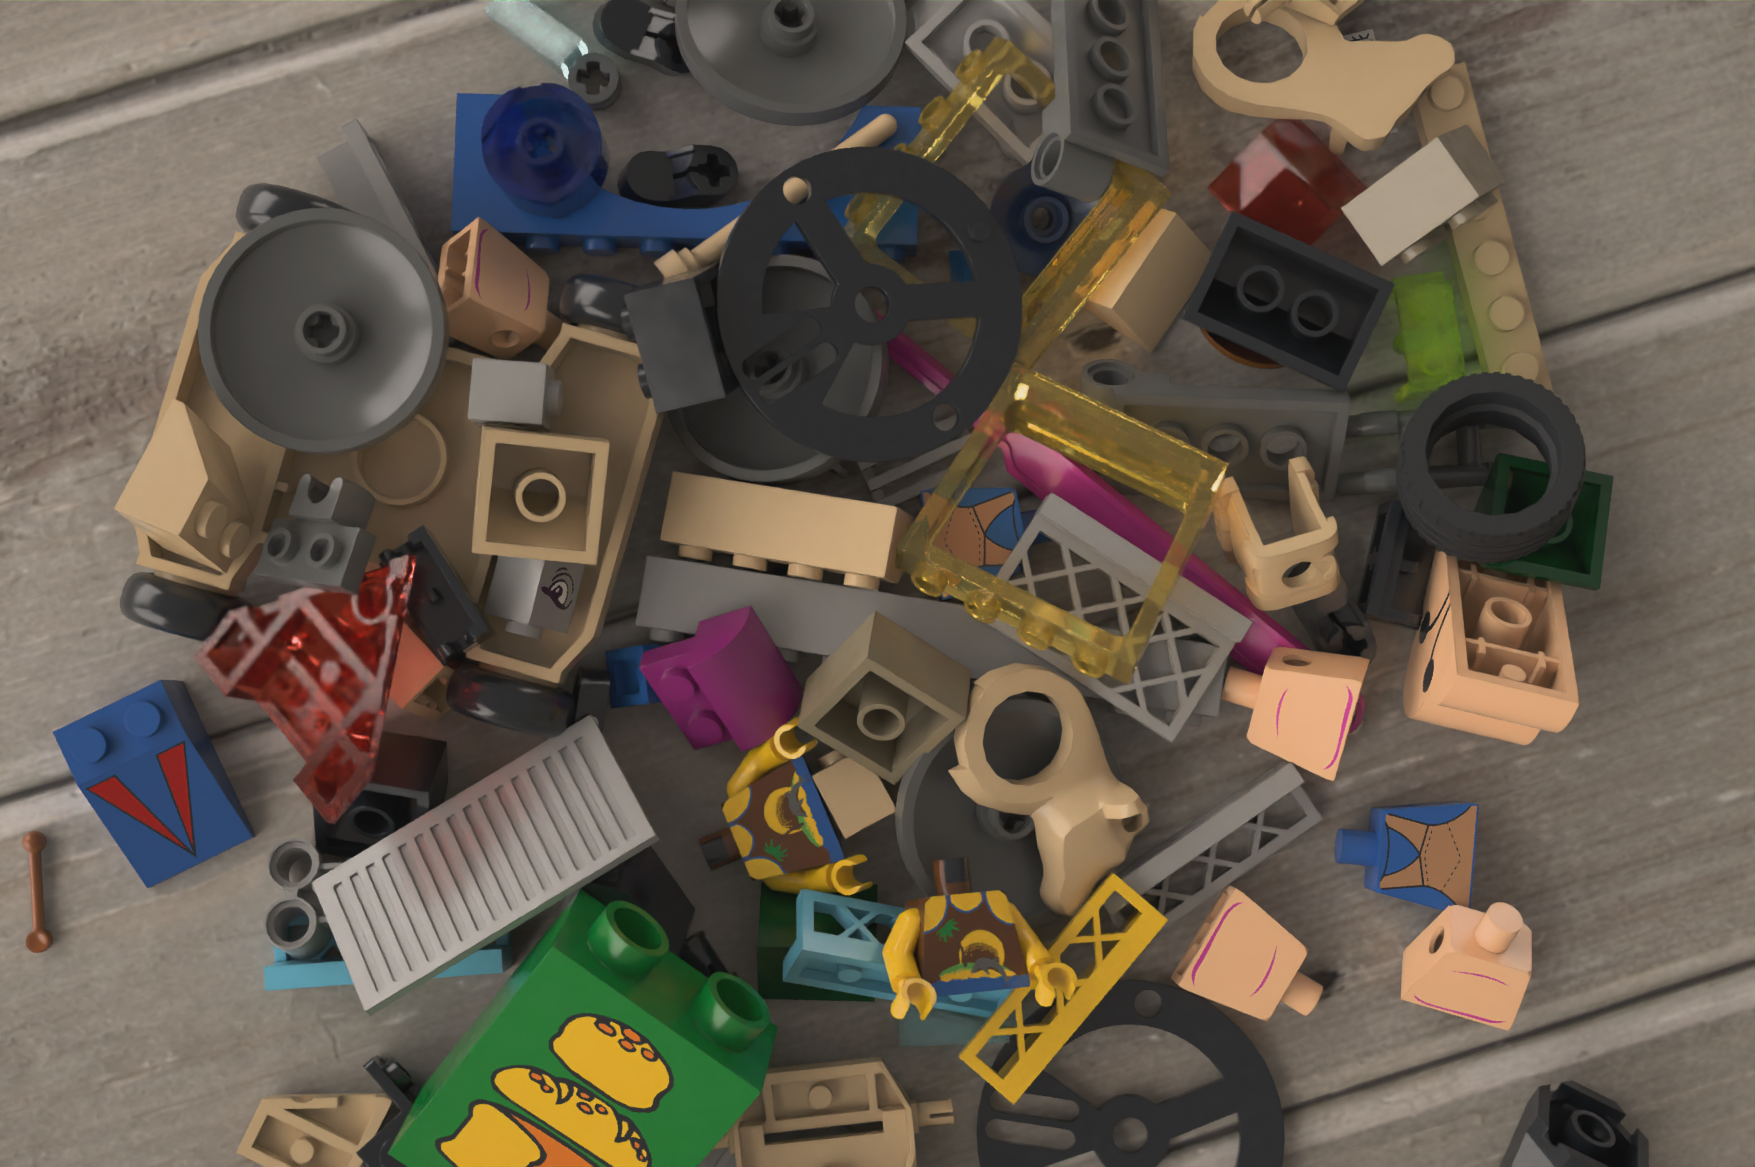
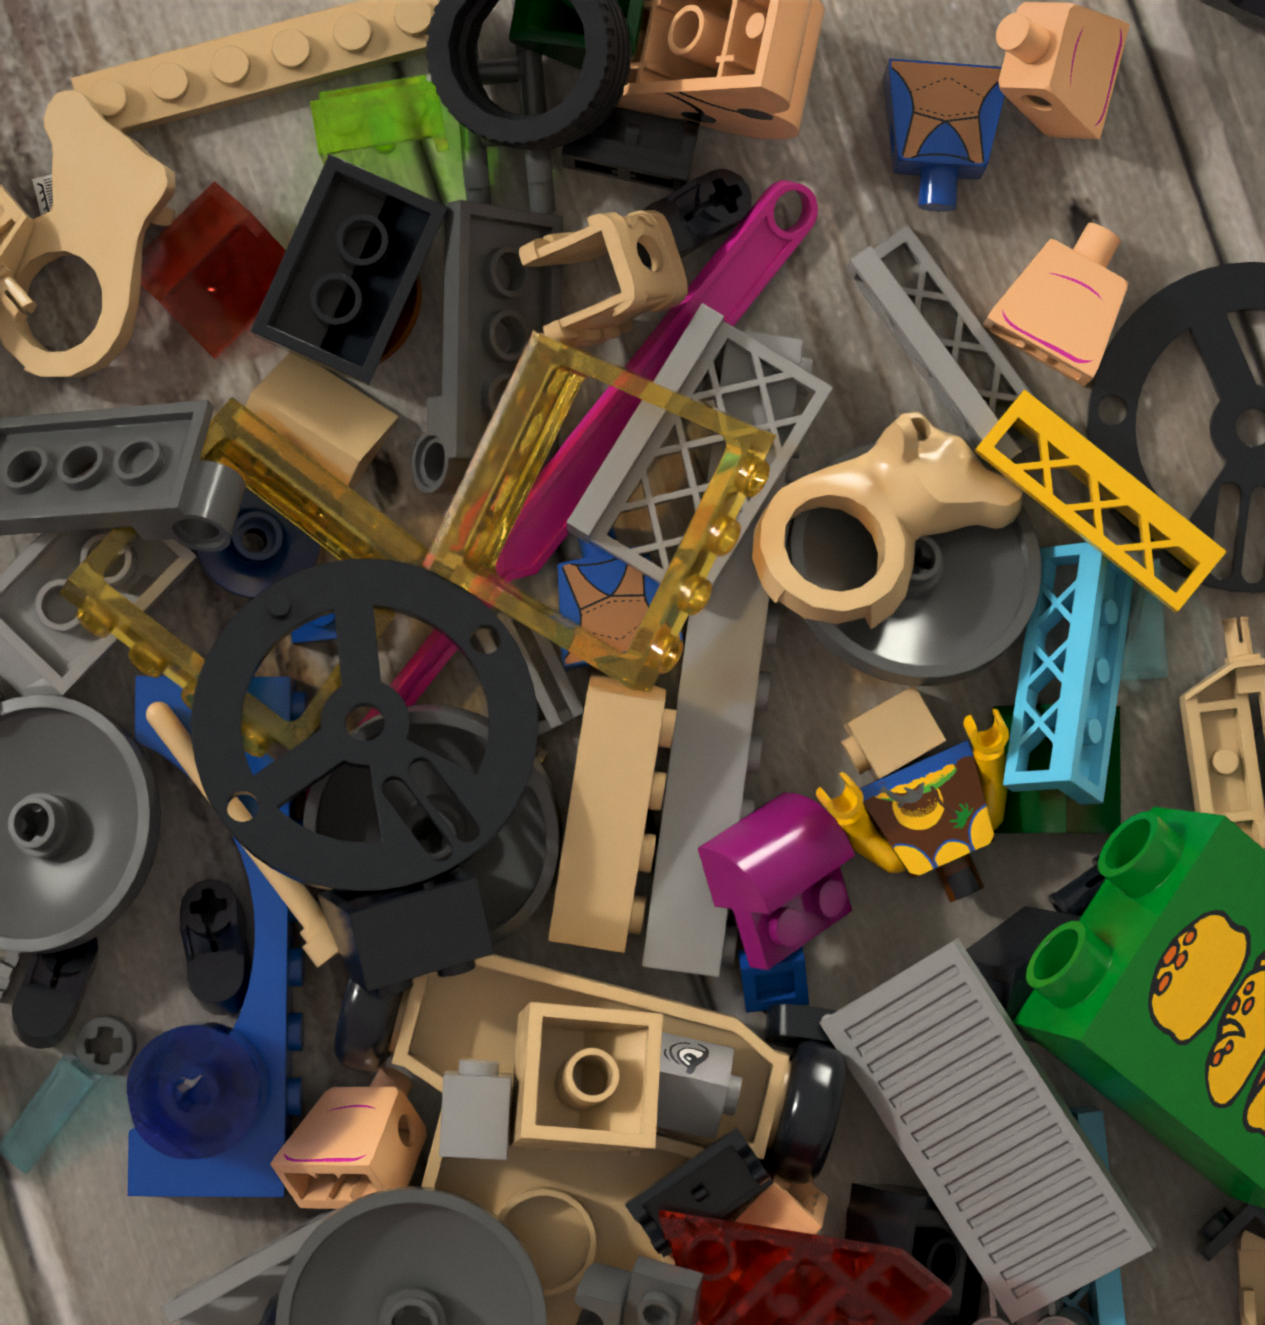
camera: 90 degrees left, 0 degrees up
(885, 698) = (794, 699): dark tan brick -> none
(966, 946) = (1061, 604): torso -> none
(1301, 705) = (787, 249): light nougat torso -> none
(1434, 187) = (232, 119): brick -> none

